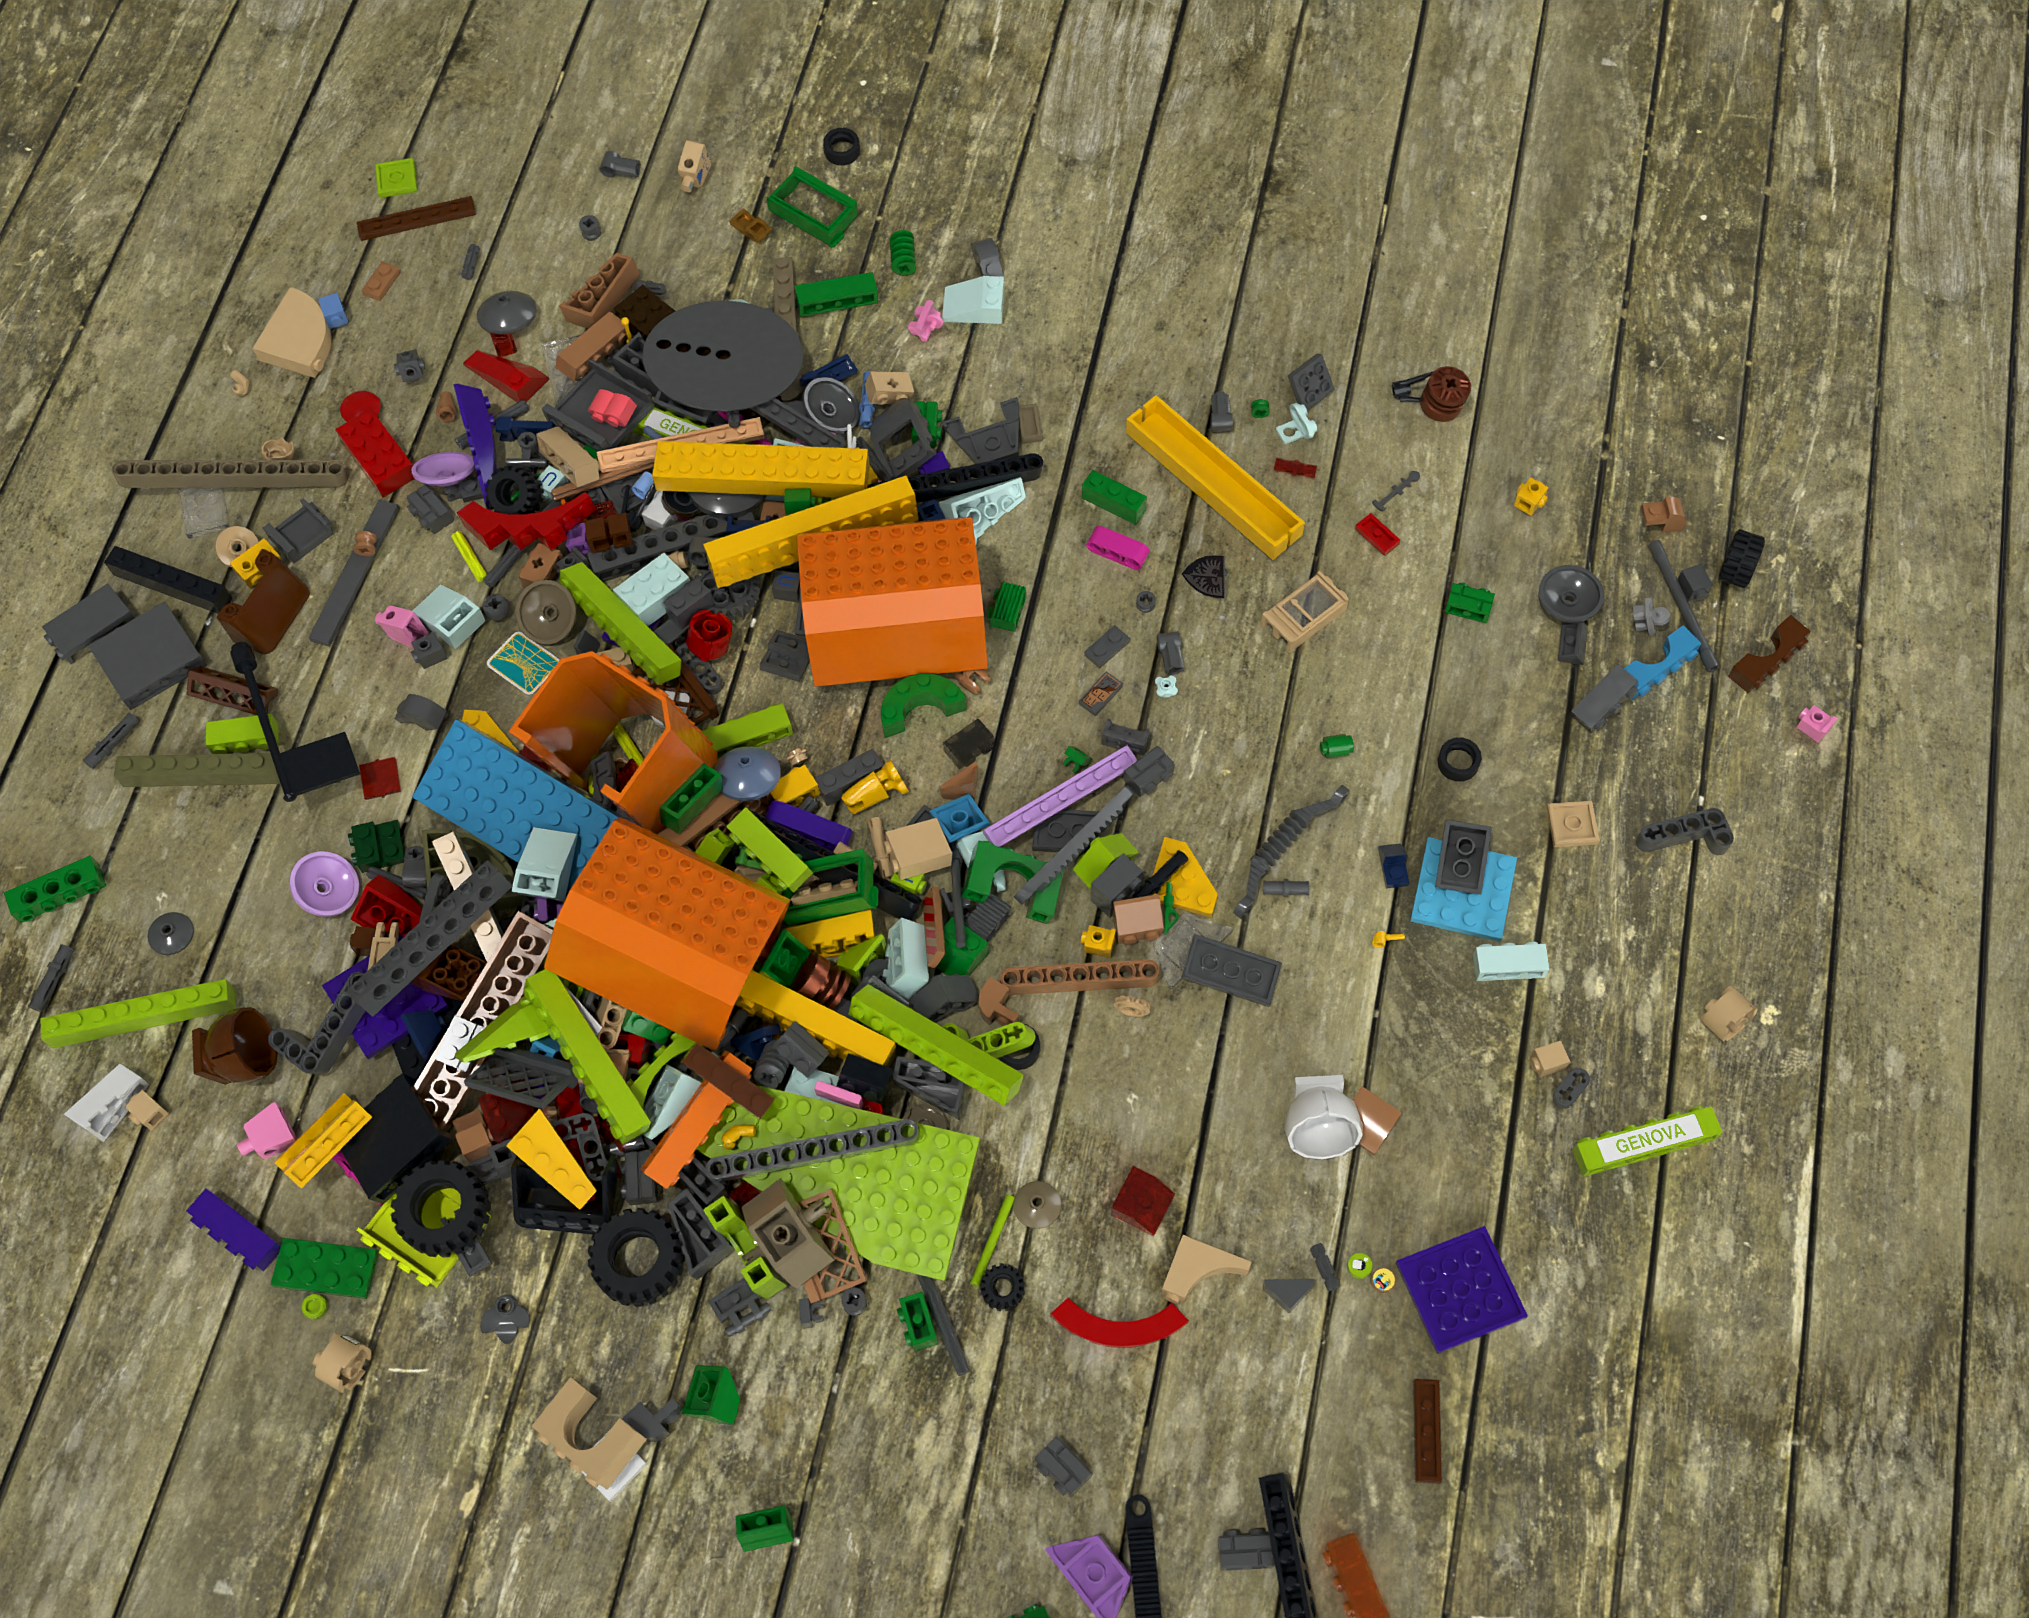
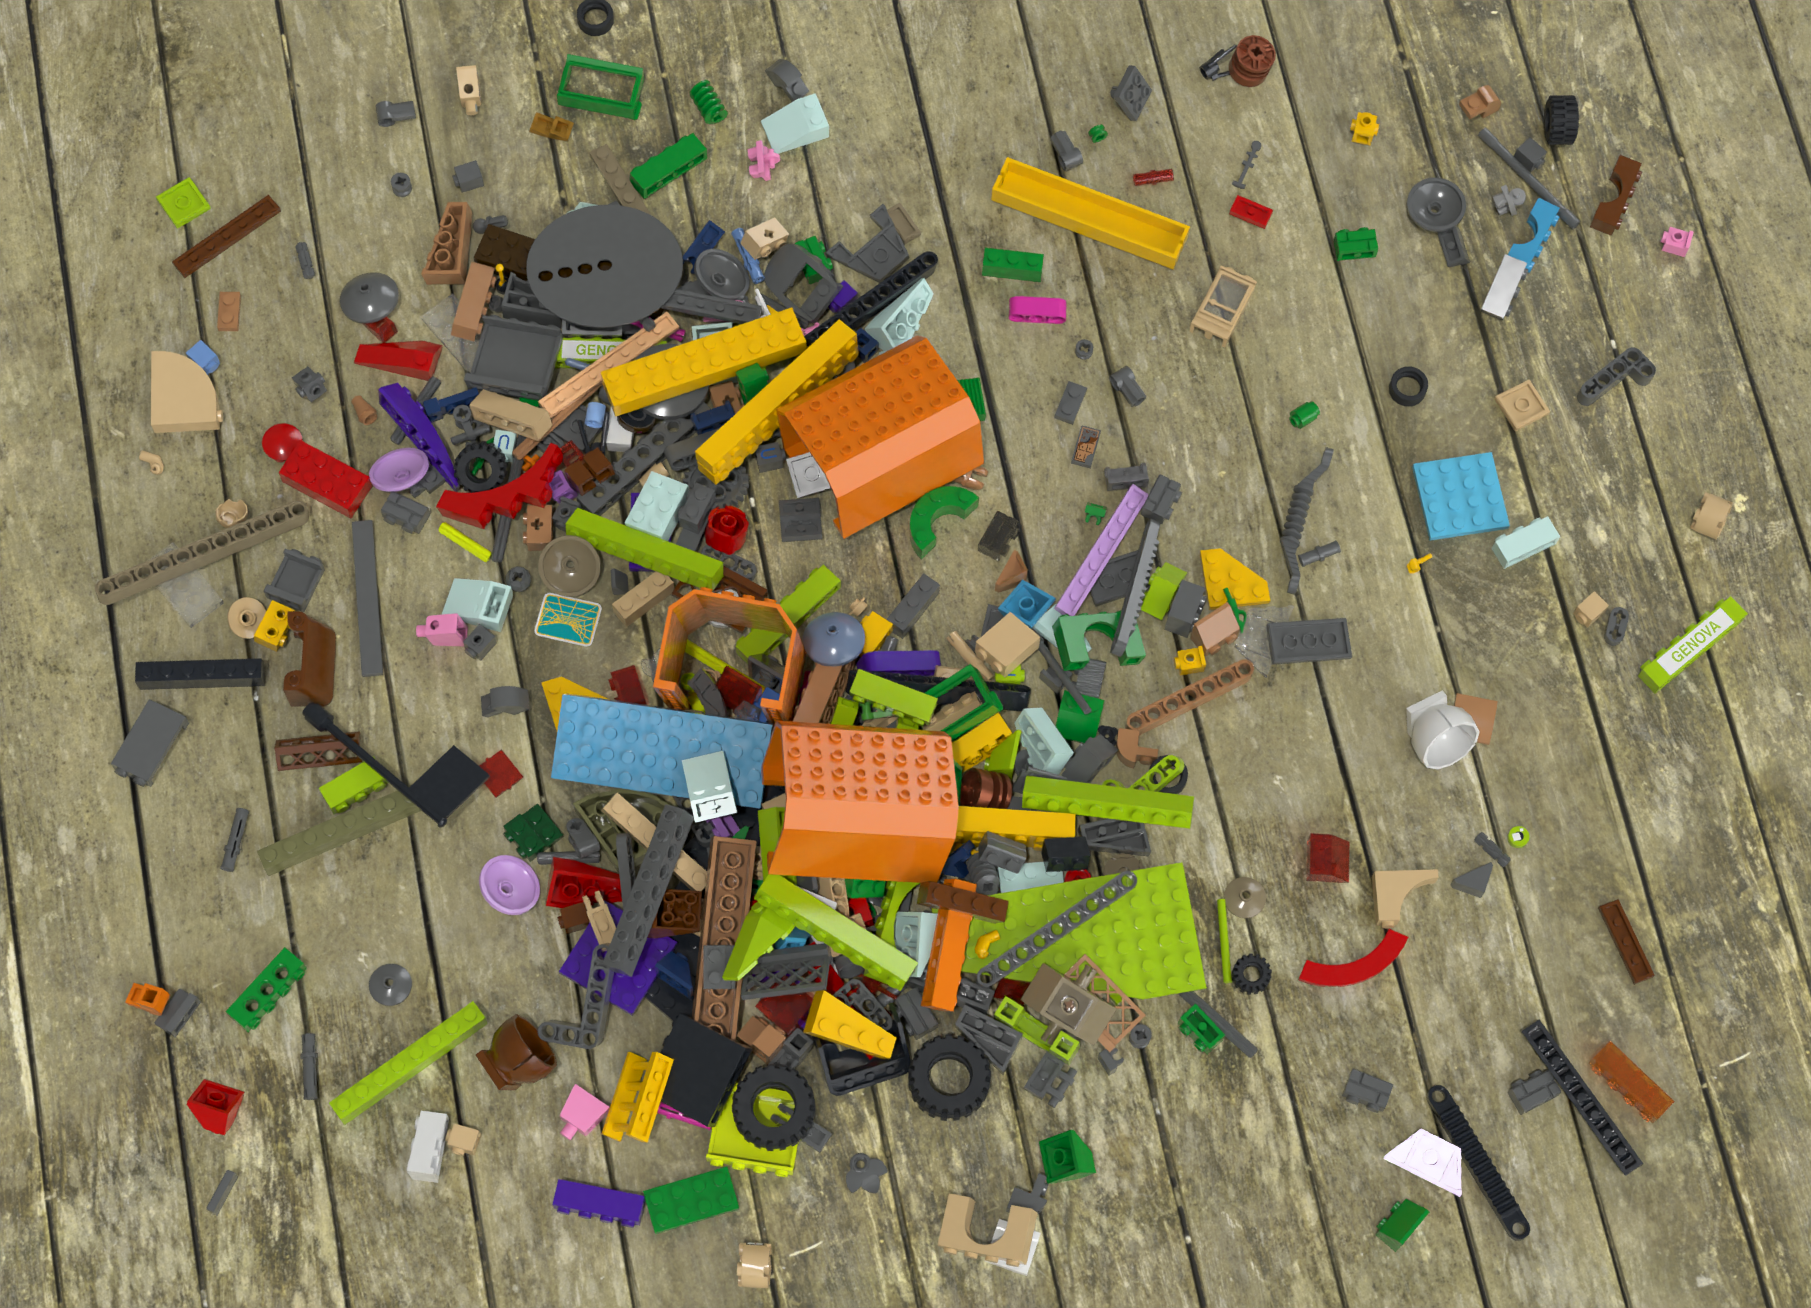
camera: 30 degrees left, 5 degrees up
(146, 655) = (222, 749): dark grey panel -> none
(314, 1306) = (700, 1234): lime tile -> none
(365, 543) = (367, 568): medium nougat wheel -> none
(612, 408) = (530, 354): coral brick -> none
(652, 241) = (468, 176): none -> dark grey brick
(691, 798) = (806, 680): green brick -> none
(764, 1528) = (1163, 1239): green brick -> none
(838, 1095) = (1051, 876): bright pink tile -> none
(873, 788) = (939, 607): yellow piece -> none
(933, 927) = (1053, 705): medium nougat tile -> none
(977, 974) = (1107, 730): none -> black plate
(1132, 1006) = (1245, 704): tan gear -> none
(1154, 883) = (1214, 594): black pin -> none
(1168, 691) = (1137, 424): light aqua plate -> none
(1207, 575) = (1127, 306): shield -> none
(1304, 426) = (1139, 133): light aqua bracket -> none
(1383, 1280) = (1541, 840): tile -> none
(1393, 865) = (1395, 498): dark blue slope -> none
(1461, 1289) = (1603, 822): dark purple plate -> none
(1463, 856) = (1451, 468): dark grey slope -> none

